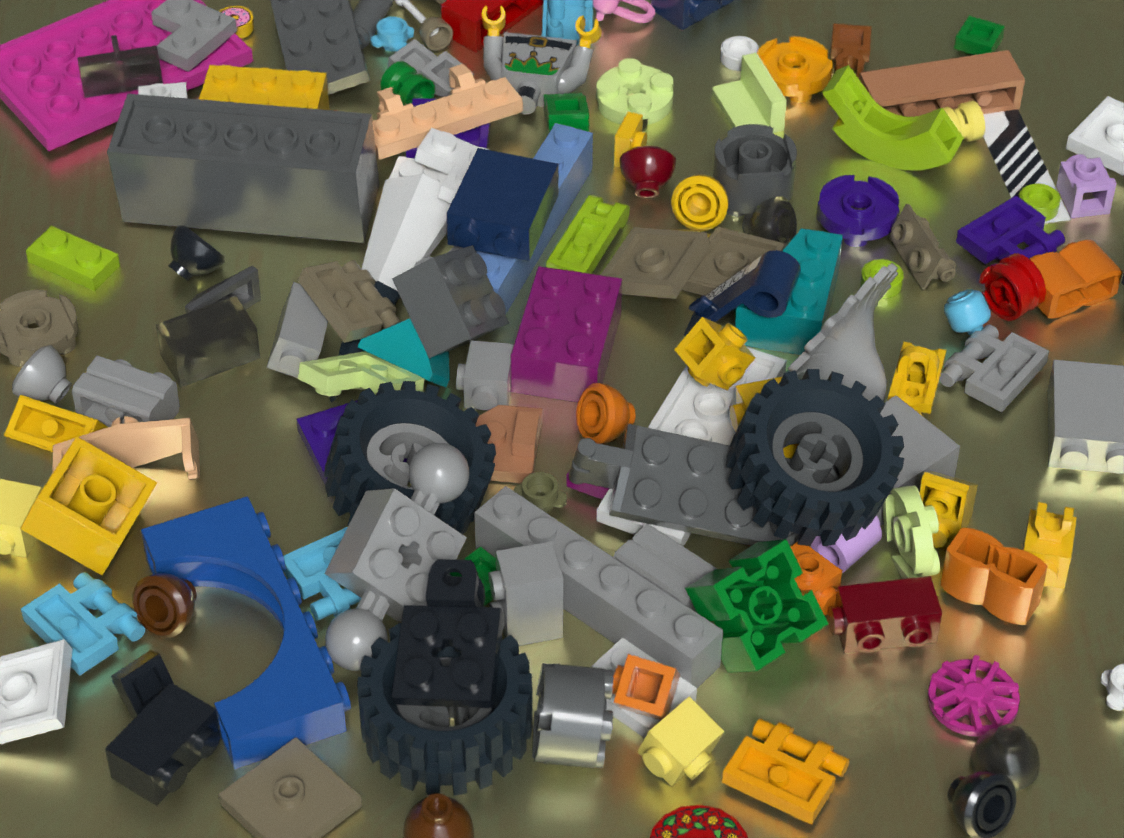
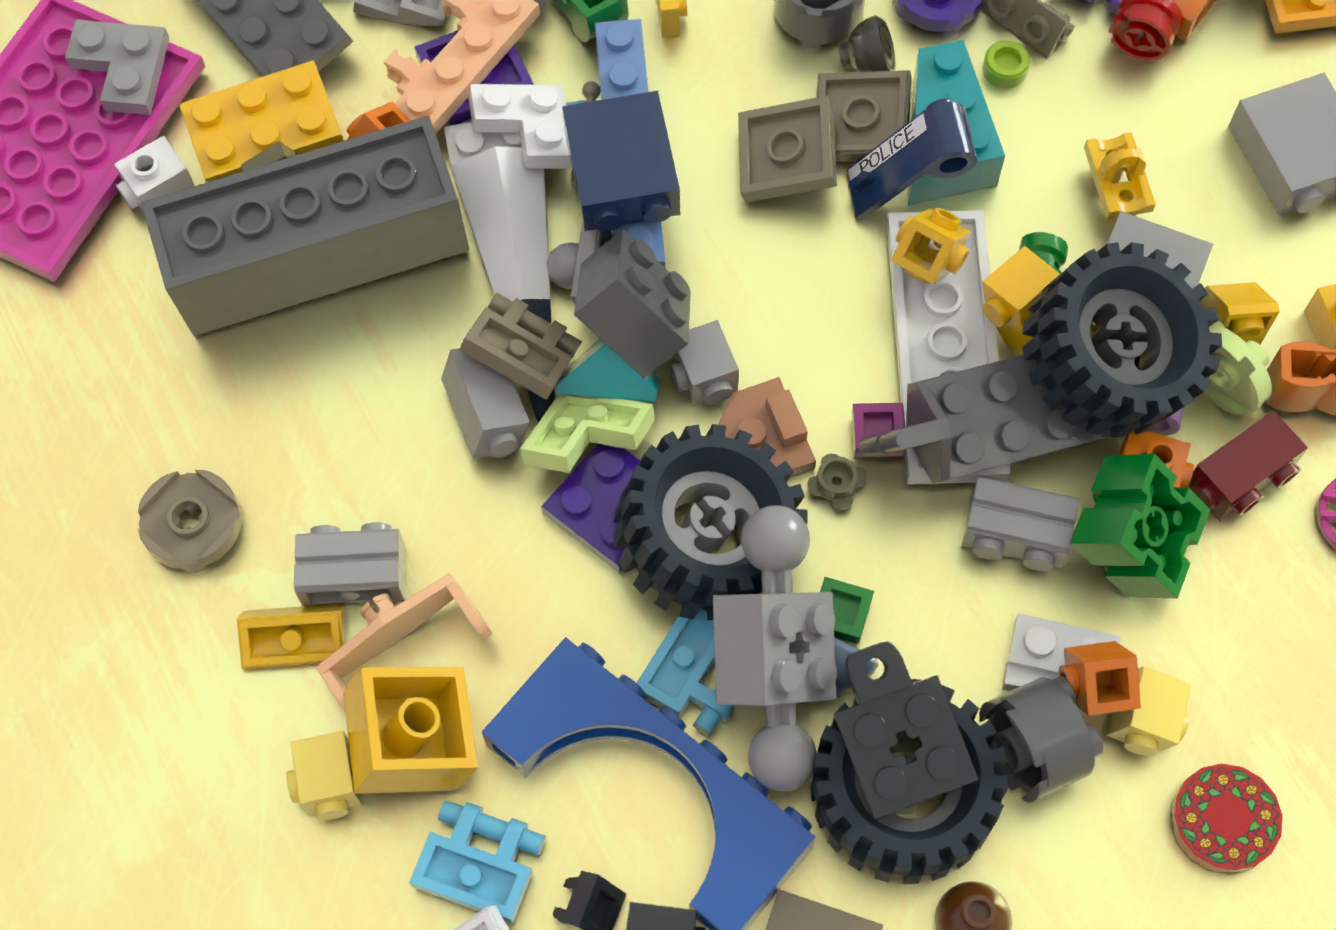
camera: 25 degrees left, 20 degrees up
(43, 376) = (244, 582): light grey brick -> none
(73, 258) = (171, 409): lime plate -> none
(119, 70) = (78, 150): clear smoke panel -> none
(164, 603) = (552, 799): reddish brown brick -> none
(192, 254) = (306, 351): black brick -> none
(208, 341) = (392, 455): clear smoke brick -> none
(242, 285) = (366, 394): flat silver slope -> none
(243, 18) = (154, 14): tile -> none
(407, 82) = (394, 31): green wheel -> none
(529, 592) = (918, 615): light grey brick -> none
(565, 334) = (755, 276): magenta brick -> none
(588, 235) = (698, 147): lime plate -> none
(603, 413) = (845, 359): orange brick -> none
(605, 590) = (964, 570): light grey brick -> none
(647, 169) = (710, 35): dark red brick -> none
(700, 202) = (786, 52): yellow brick -> none
(780, 779) = (1249, 700): light orange plate -> none
(848, 340) = (1044, 177): light grey piece -> none
(967, 311) = (1116, 72): medium azure piece -> none
(1004, 372) = (1189, 123): light grey plate -> none

